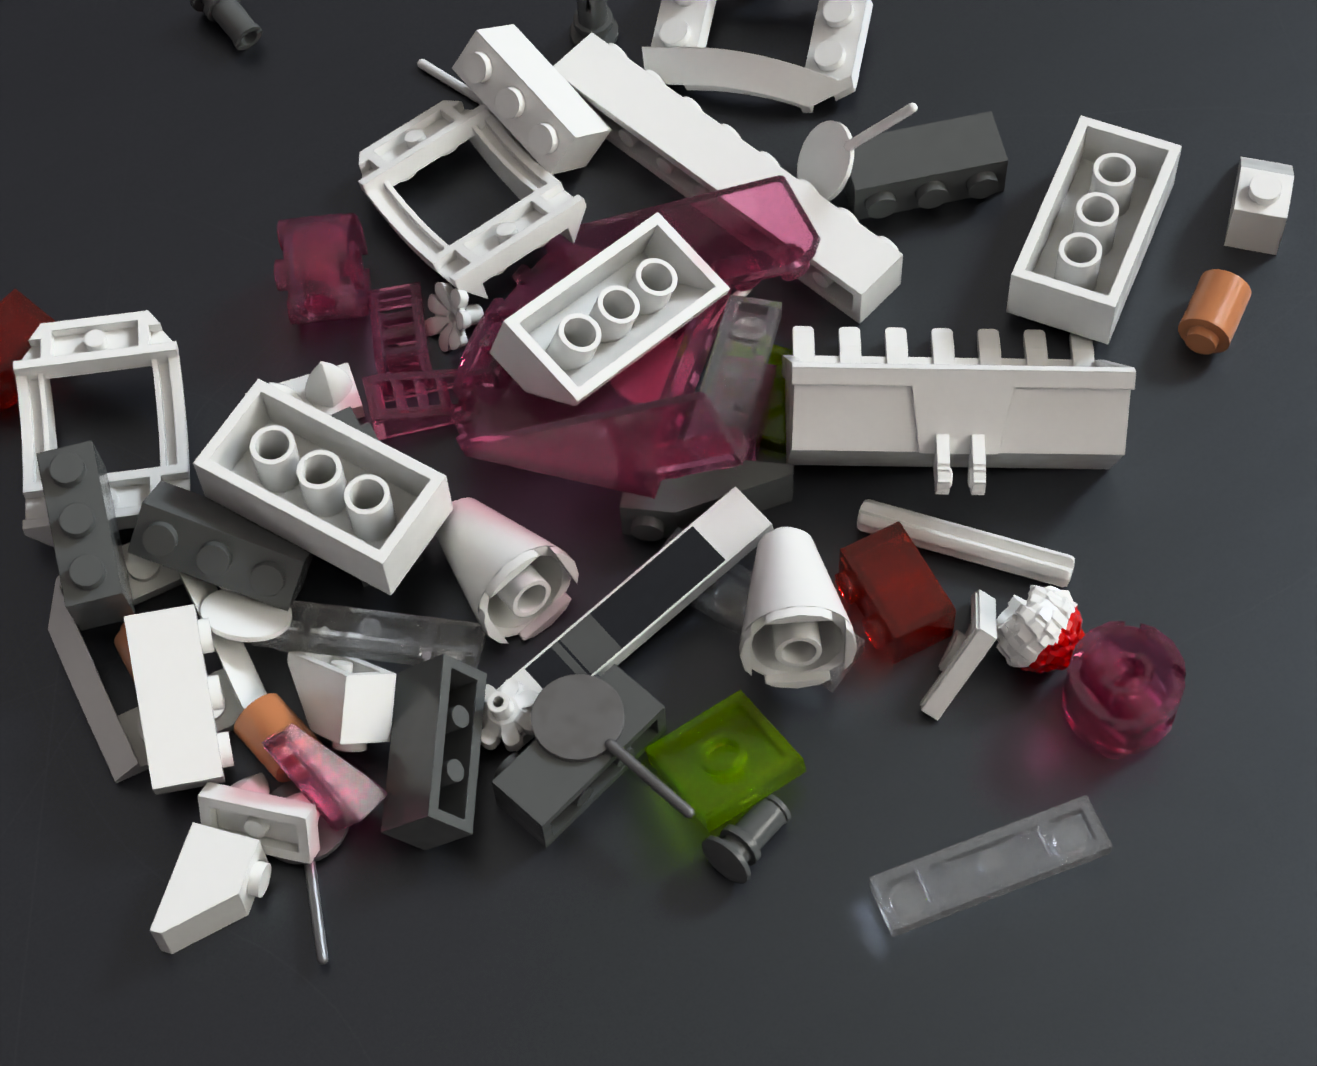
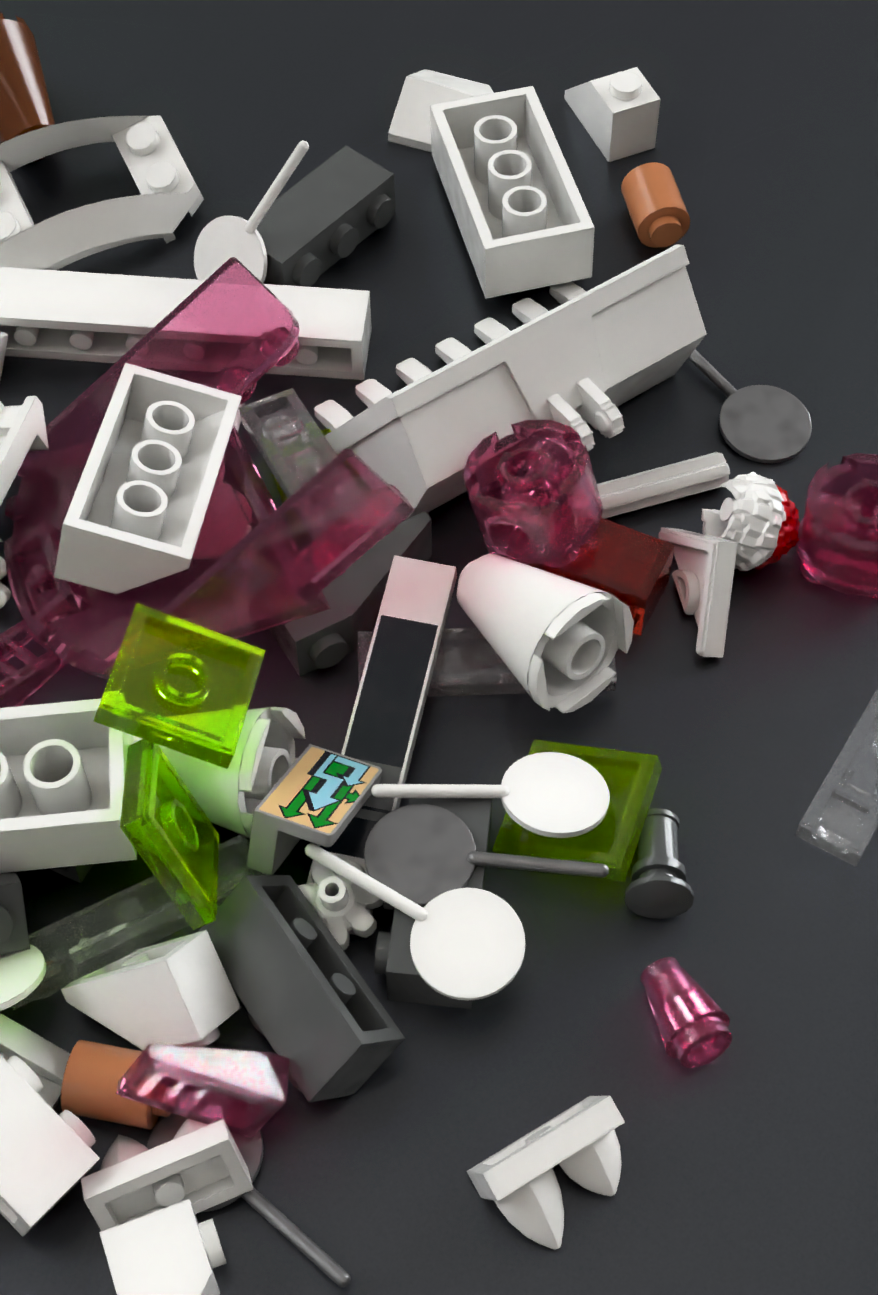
camera: 40 degrees left, 5 degrees down
(417, 591) = (171, 832): none -> clear neon green tile
(478, 981) = (523, 1175): none -> white tile
(492, 492) = (180, 686): none -> clear neon green tile
(532, 632) = (309, 803): none -> panel
(556, 794) = (461, 940): none -> white piece
(675, 950) = (685, 1015): none -> clear pink cone
(698, 733) = (540, 792): none -> white piece
(867, 503) = (534, 493): none -> clear pink brick
(1123, 100) = (421, 89): none -> white slope
(1140, 551) = (759, 419): none -> flat silver piece

